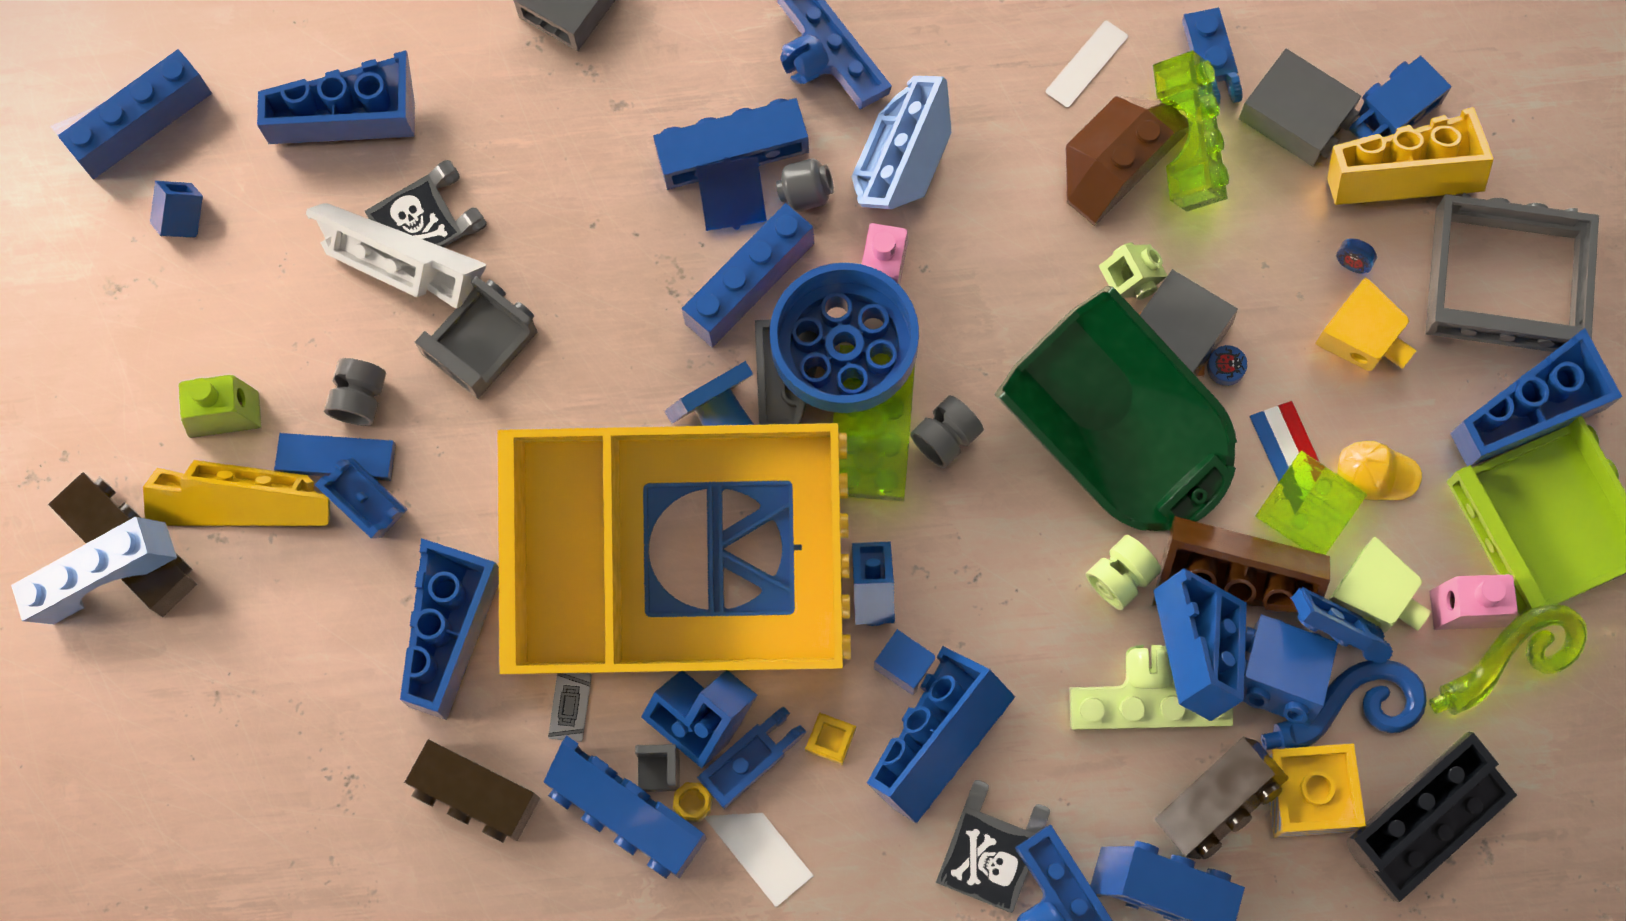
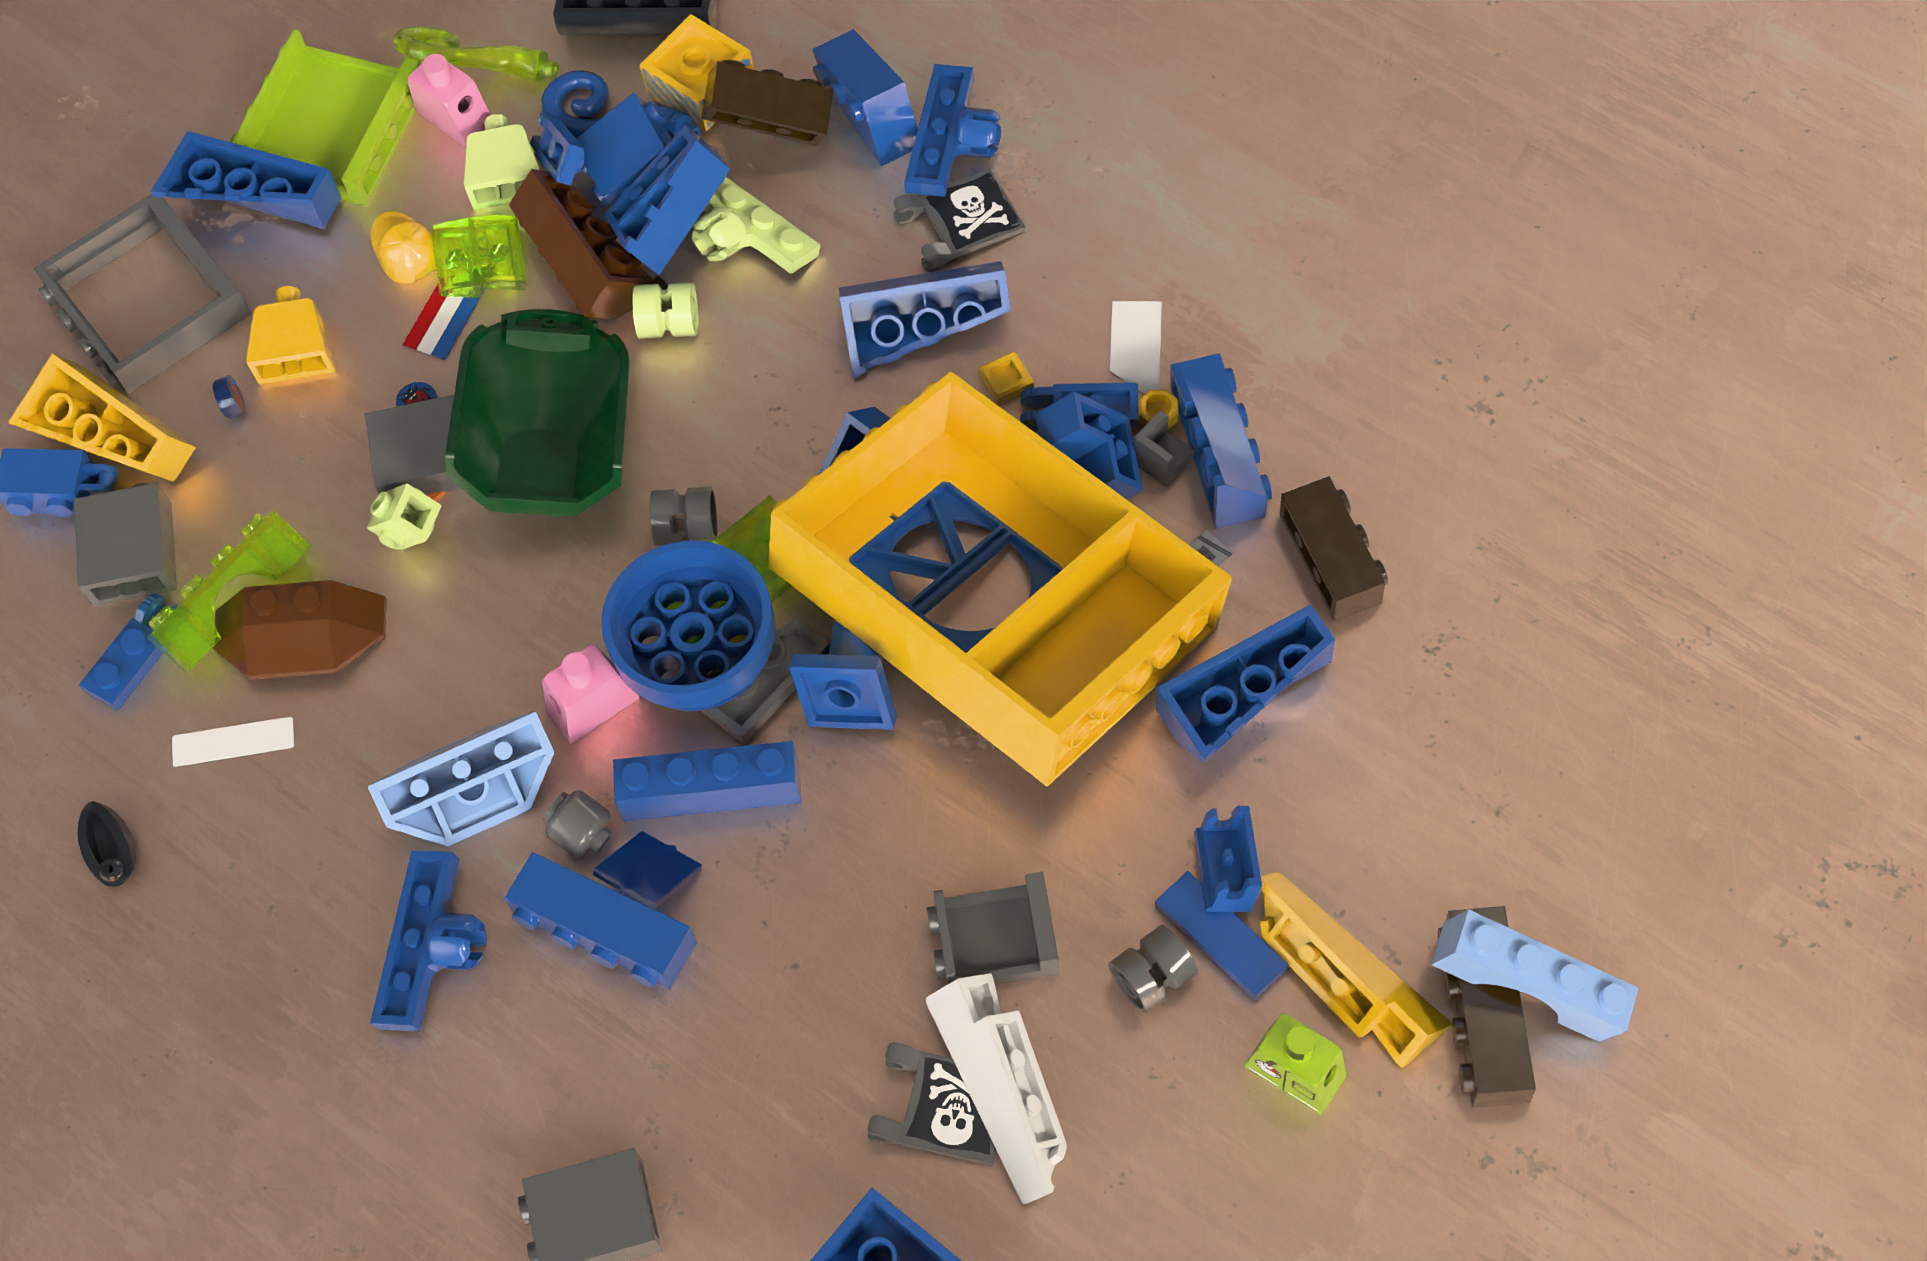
camera: 135 degrees left, 10 degrees down
(904, 662) = (894, 376): blue panel -> none

